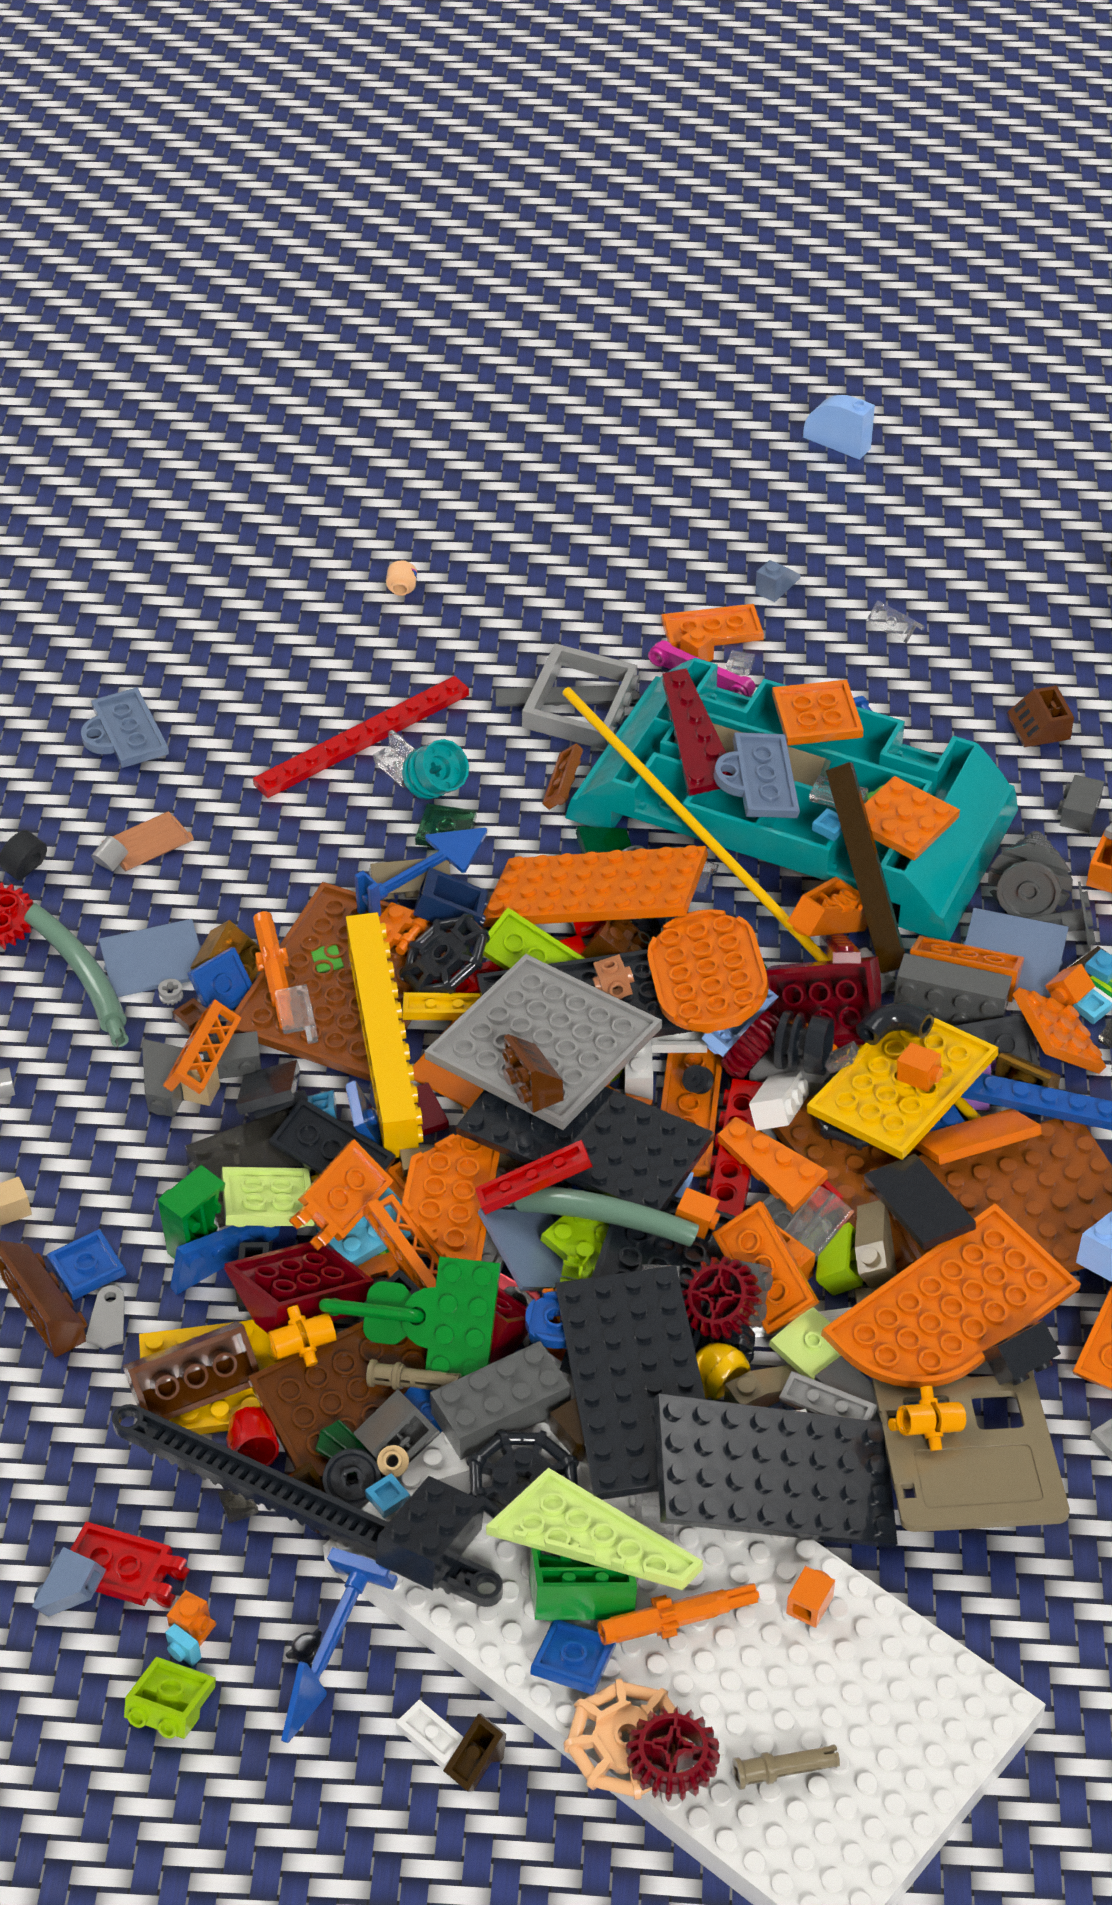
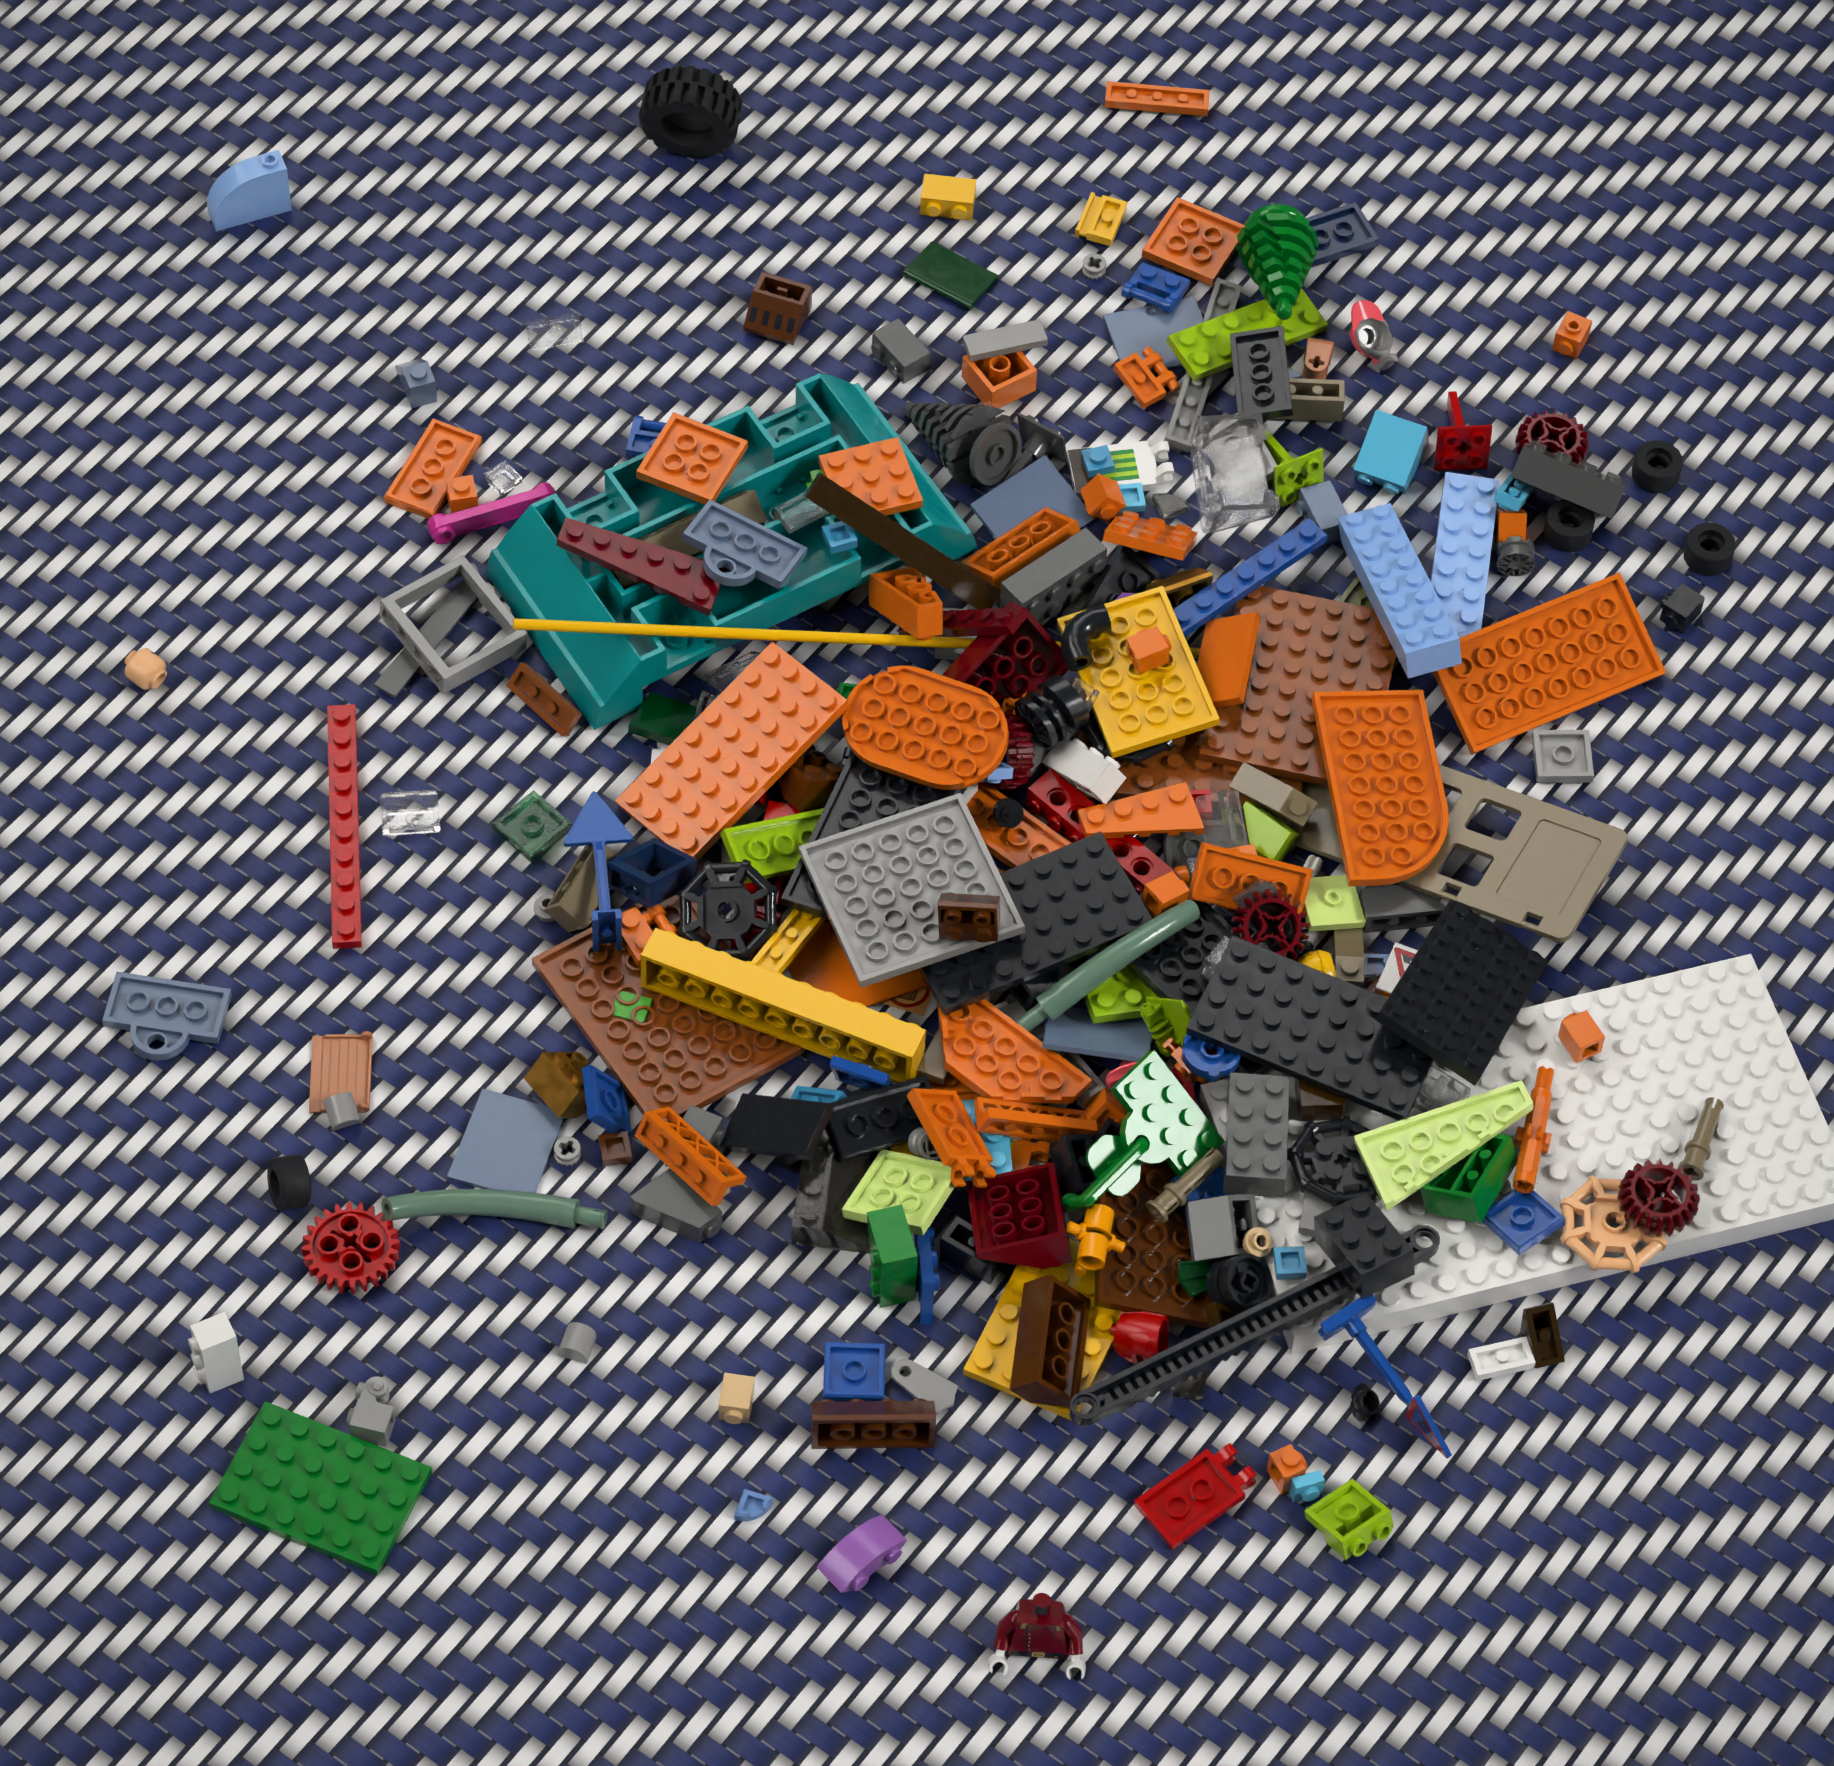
camera: 60 degrees left, 10 degrees up
(69, 1583) = (1198, 1535): sand blue slope -> none
(270, 957) = (619, 1047): orange piece -> none
(296, 1011) = (701, 1058): clear panel -> none
(435, 769) = (470, 789): teal wheel -> none
(533, 1177) = (1053, 983): red plate -> none
(613, 977) = (880, 799): nougat brick -> none
(823, 1399) = (1399, 924): light grey tile -> none
(920, 1202) = (1272, 739): black tile -> none
(929, 1418) = (1484, 864): light orange pin -> none
(1022, 1353) = (1461, 768): black brick -> none

